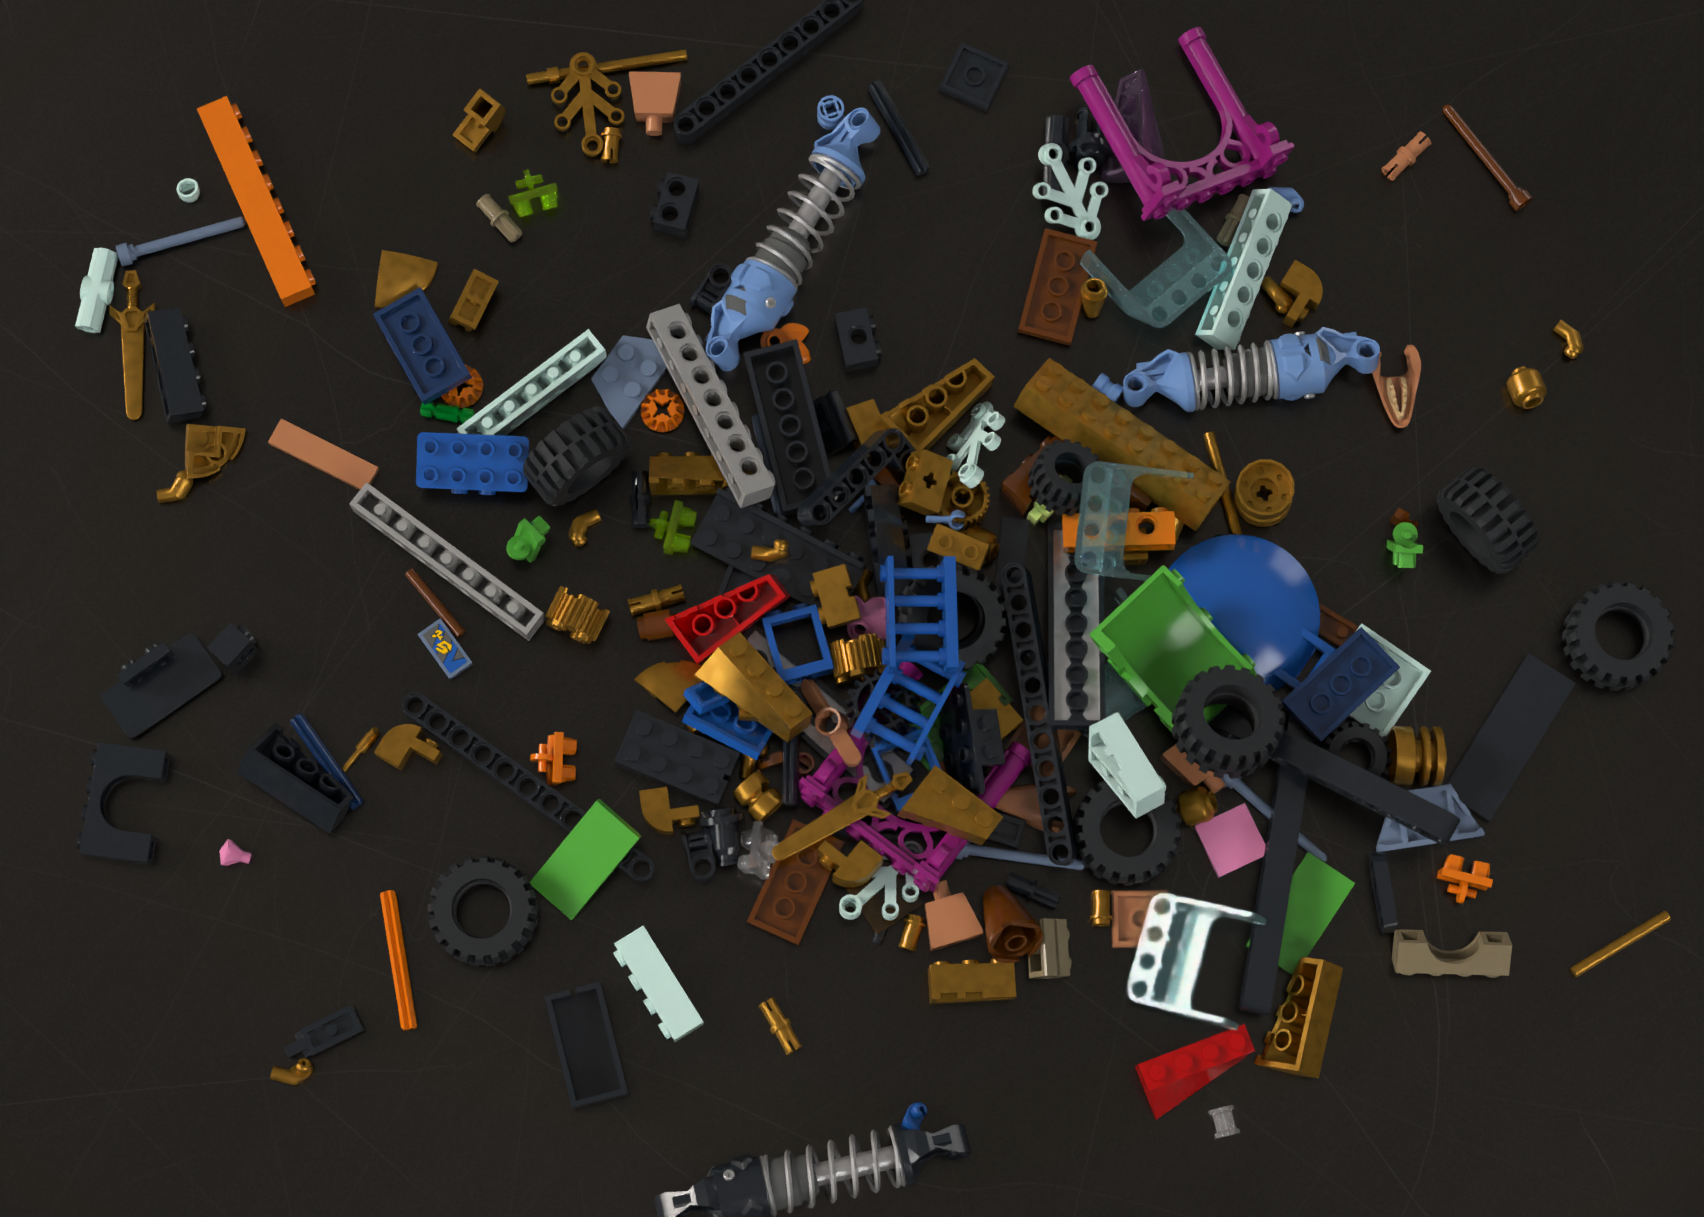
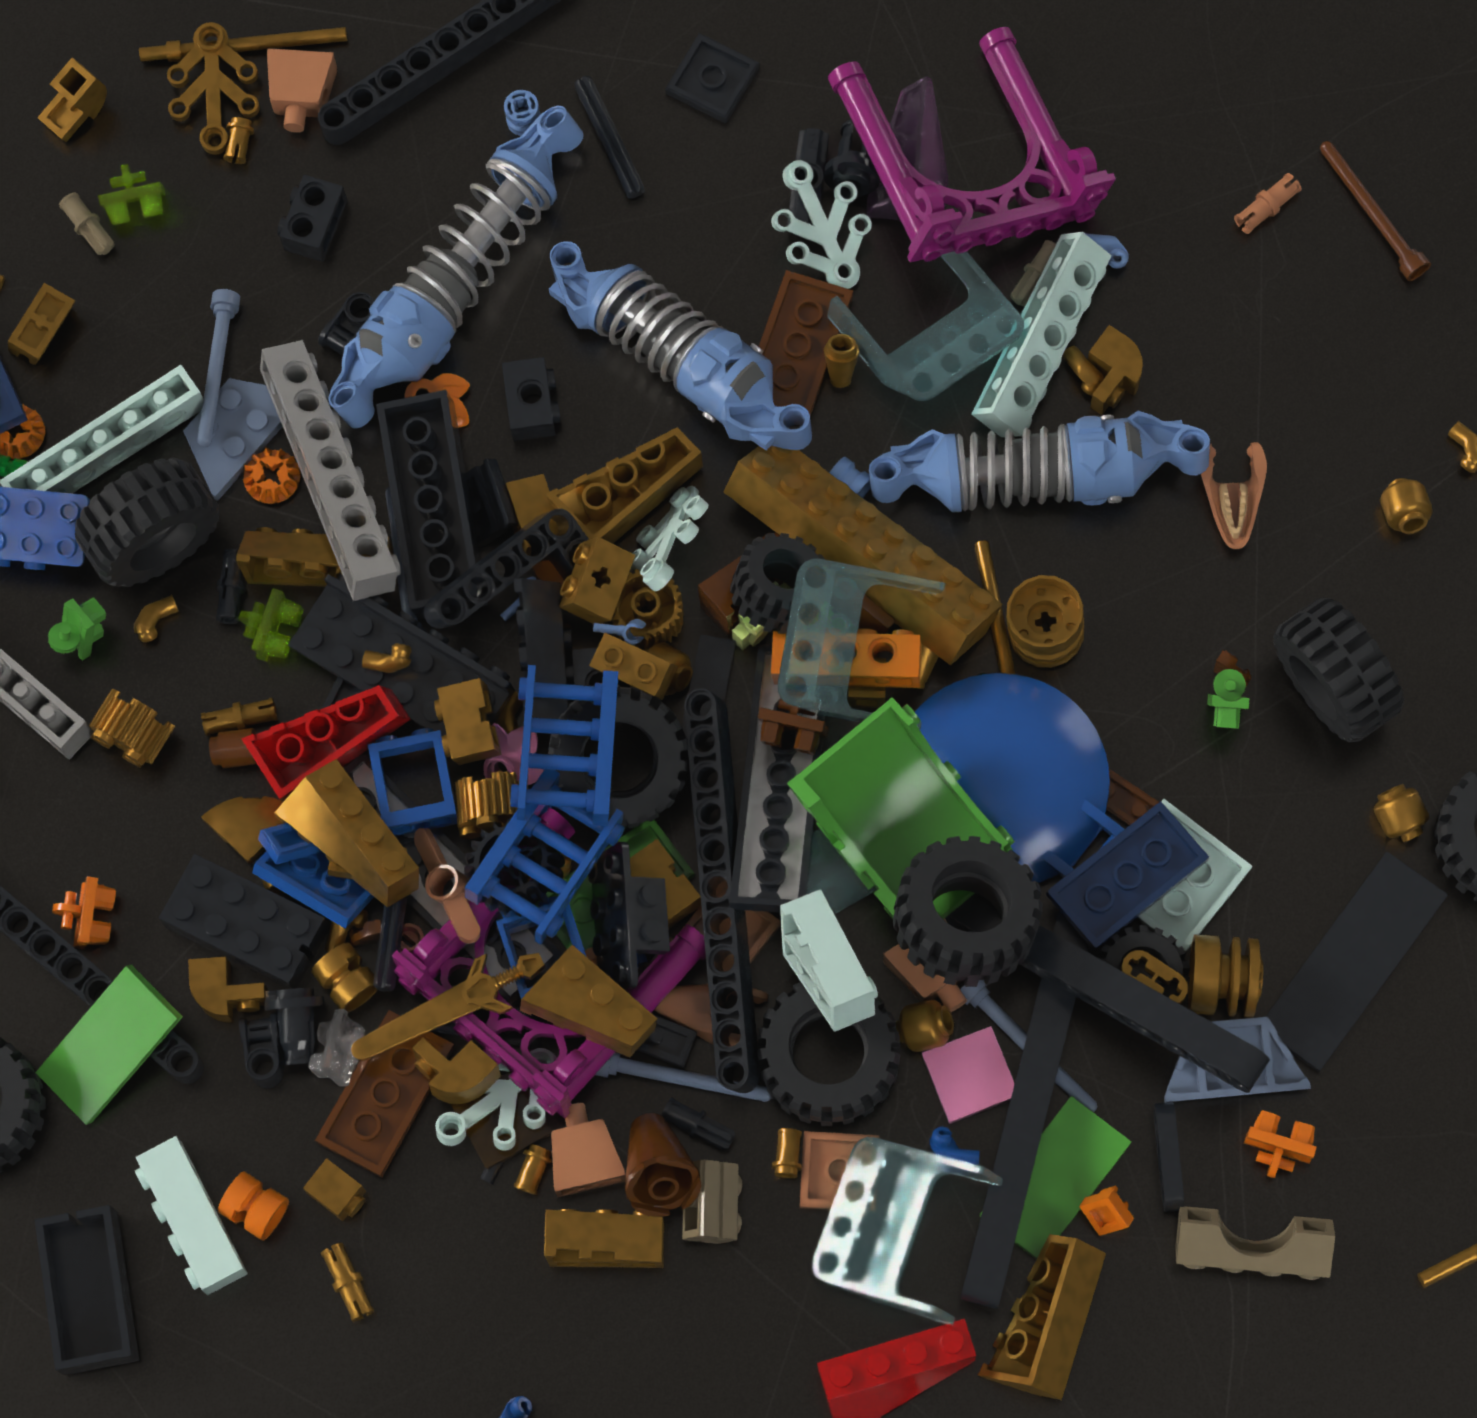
camera: 15 degrees right, 5 degrees down
(613, 277) = (224, 306): none -> sand blue piece
(704, 973) = (256, 1207): none -> orange wheel
(766, 958) = (335, 1190): none -> pearl gold brick
(992, 305) = (703, 359): none -> medium blue piece
(1069, 586) = (776, 722): none -> reddish brown hips
(1217, 896) = (944, 1145): none -> blue arm
(1341, 936) = (1107, 1211): none -> orange tile
(1370, 756) = (1159, 972): none -> pearl gold beam
(1537, 623) = (1401, 812): none -> pearl gold head

